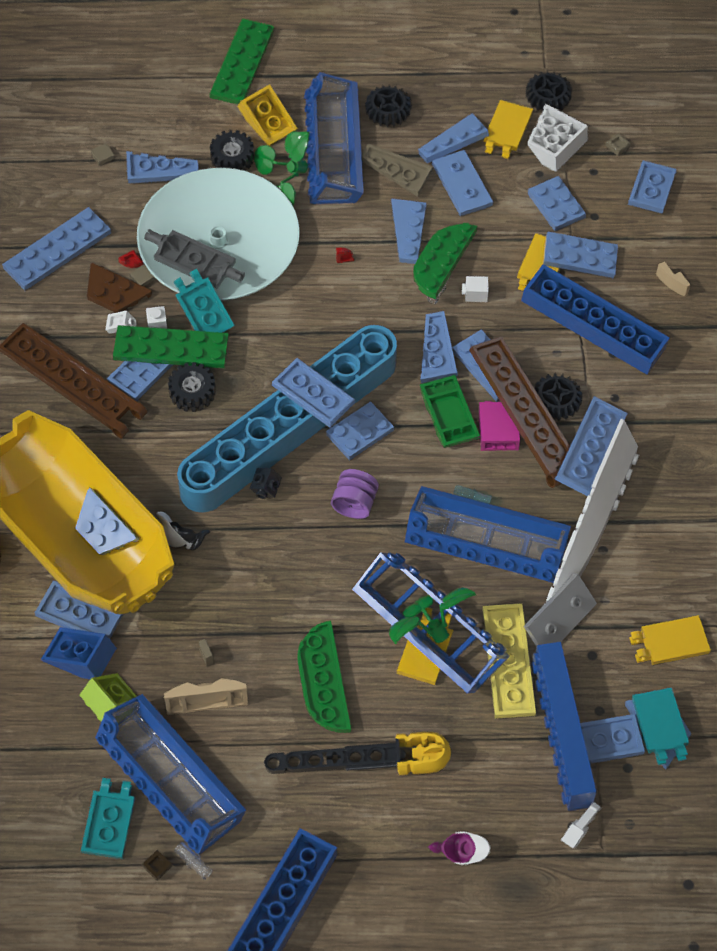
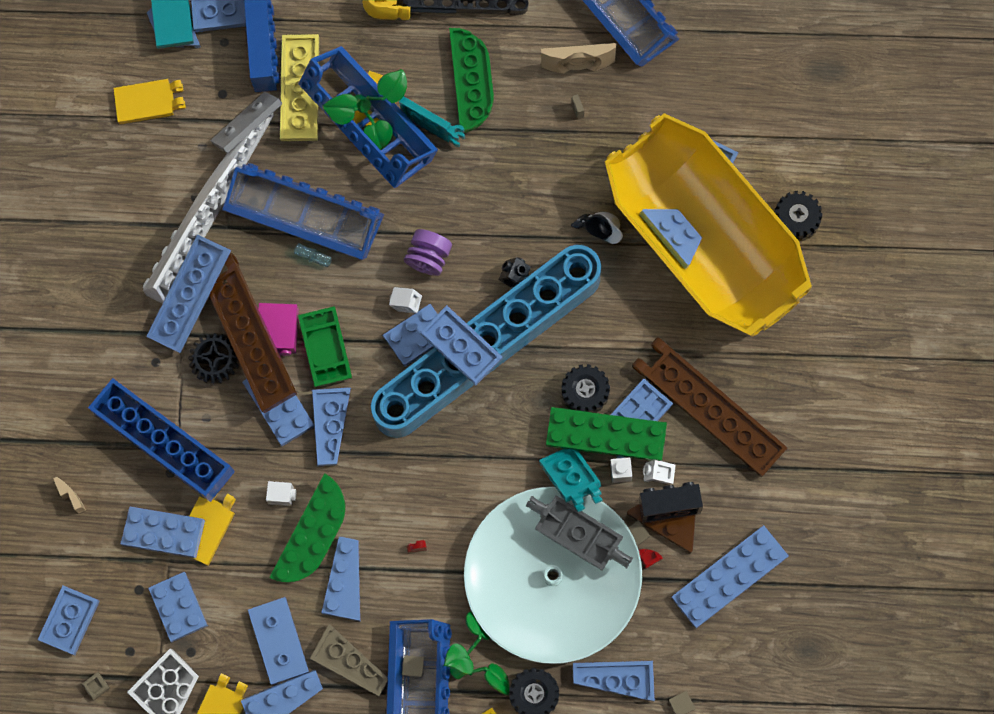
camera: 170 degrees left, 15 degrees up
(80, 652) = (696, 109): blue slope -> none
(106, 693) = (665, 68): lime slope -> none
(110, 283) = (670, 502): none -> black brick
(340, 165) = (413, 666): none -> dark tan tile
(360, 620) = (432, 122): none -> teal tile
(374, 454) = (405, 300): none -> white brick

